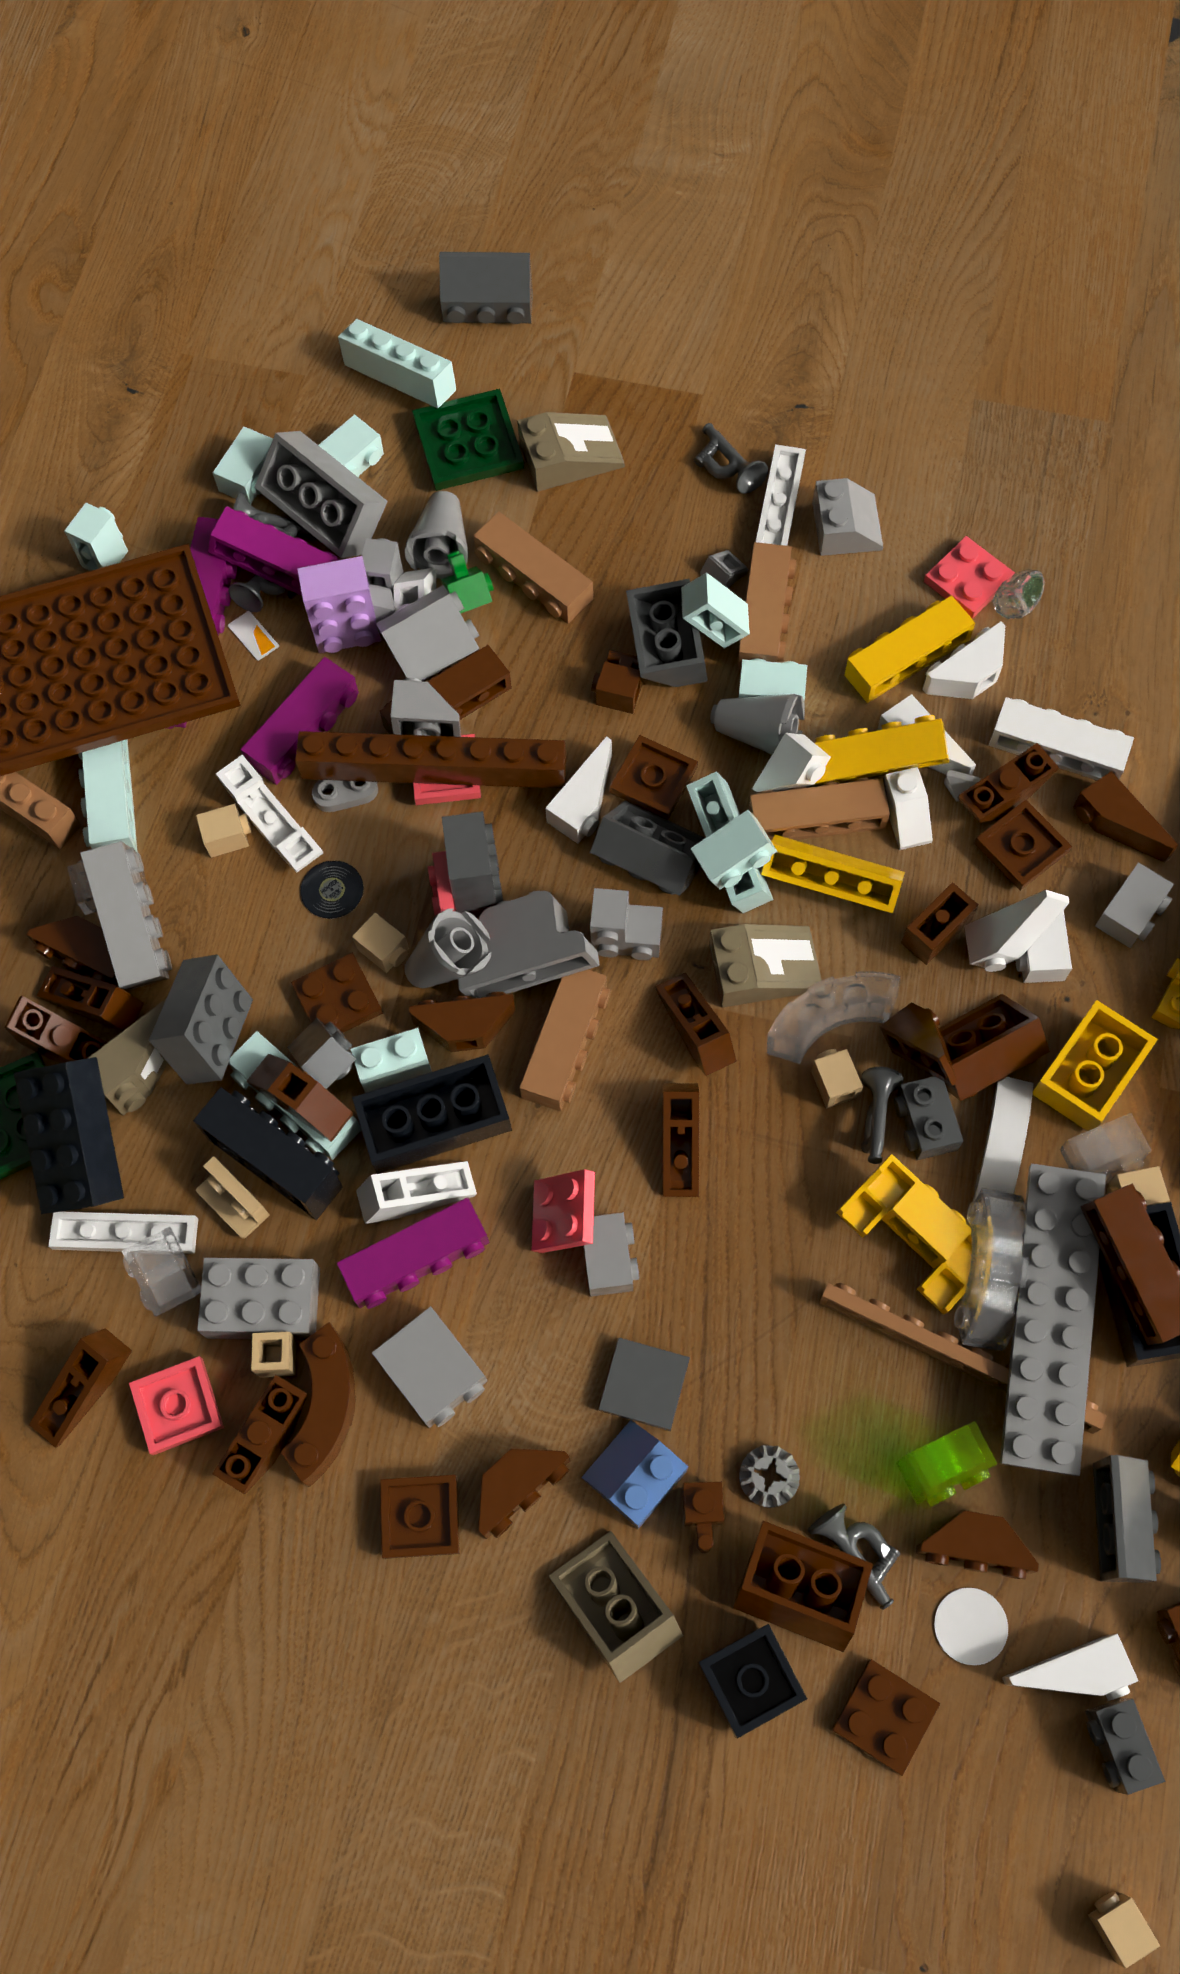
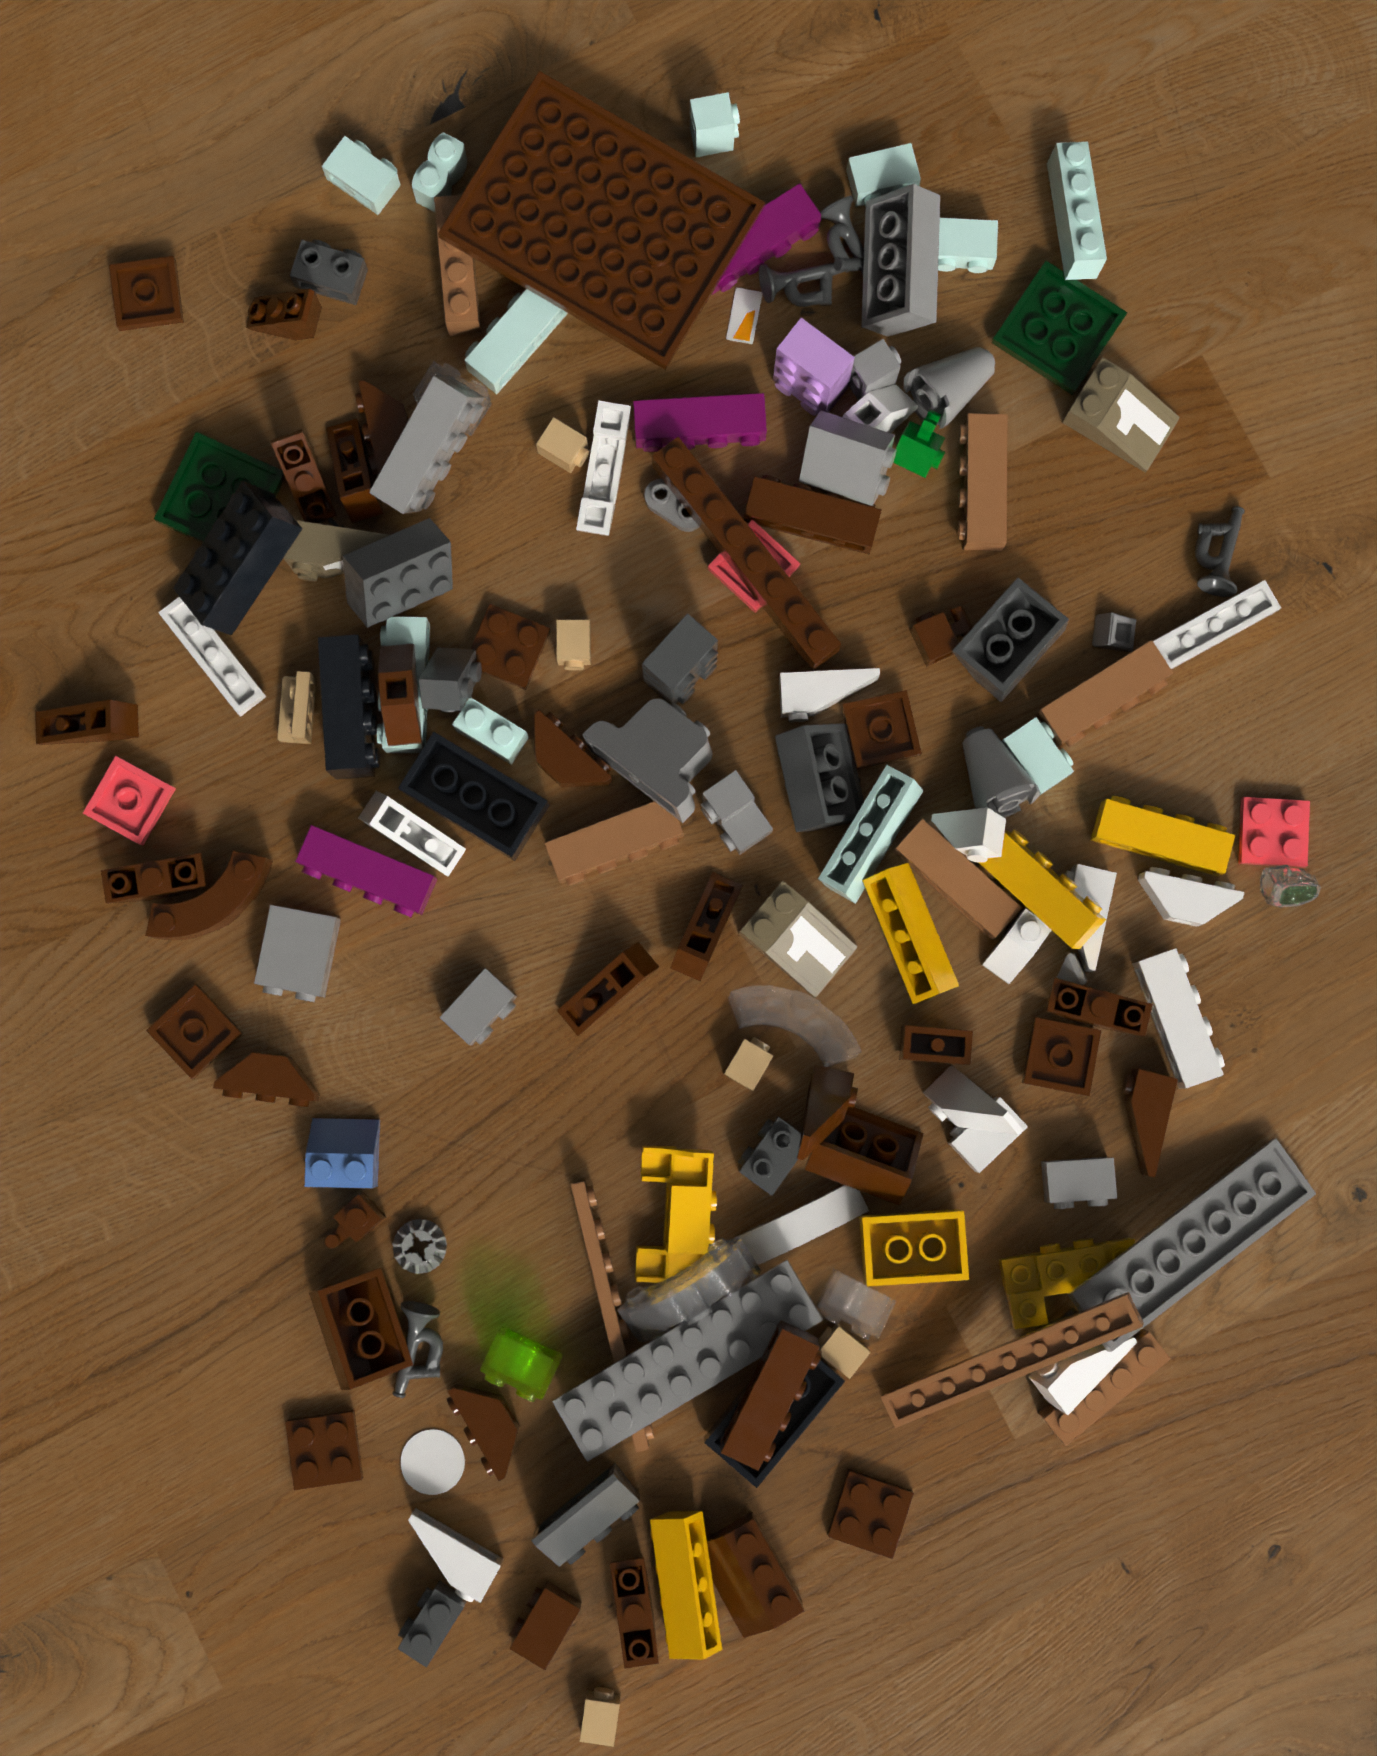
camera: 45 degrees right, 15 degrees up
(161, 1272) = (205, 709): clear brick -> none
(258, 1297) = (244, 792): light grey brick -> none
(263, 549) = (816, 273): magenta brick -> none
(274, 1354) = (215, 838): tan brick -> none
(332, 889) = (588, 566): black sticker -> none
(382, 602) = (844, 397): light grey slope -> none
(422, 710) = (767, 514): light grey slope -> none
(440, 884) = (631, 669): coral plate -> none
(448, 950) = (602, 705): light grey cone -> none
(486, 287) = (1211, 219): dark grey slope -> none
(563, 1211) = (481, 951): coral plate -> none
(616, 1606) = (245, 1212): dark tan slope -> none
(644, 1384) = (411, 1108): dark grey tile -> none
(715, 610) = (1056, 663): light aqua brick -> none
(734, 850) = (855, 848): light aqua brick -> none
(752, 1681) = (269, 1343): black brick -> none
(845, 518) = (1244, 693): light grey slope -> none
(882, 1083) = (768, 1103): dark grey piece -> none
(1123, 1929) = (314, 1705): tan brick -> none

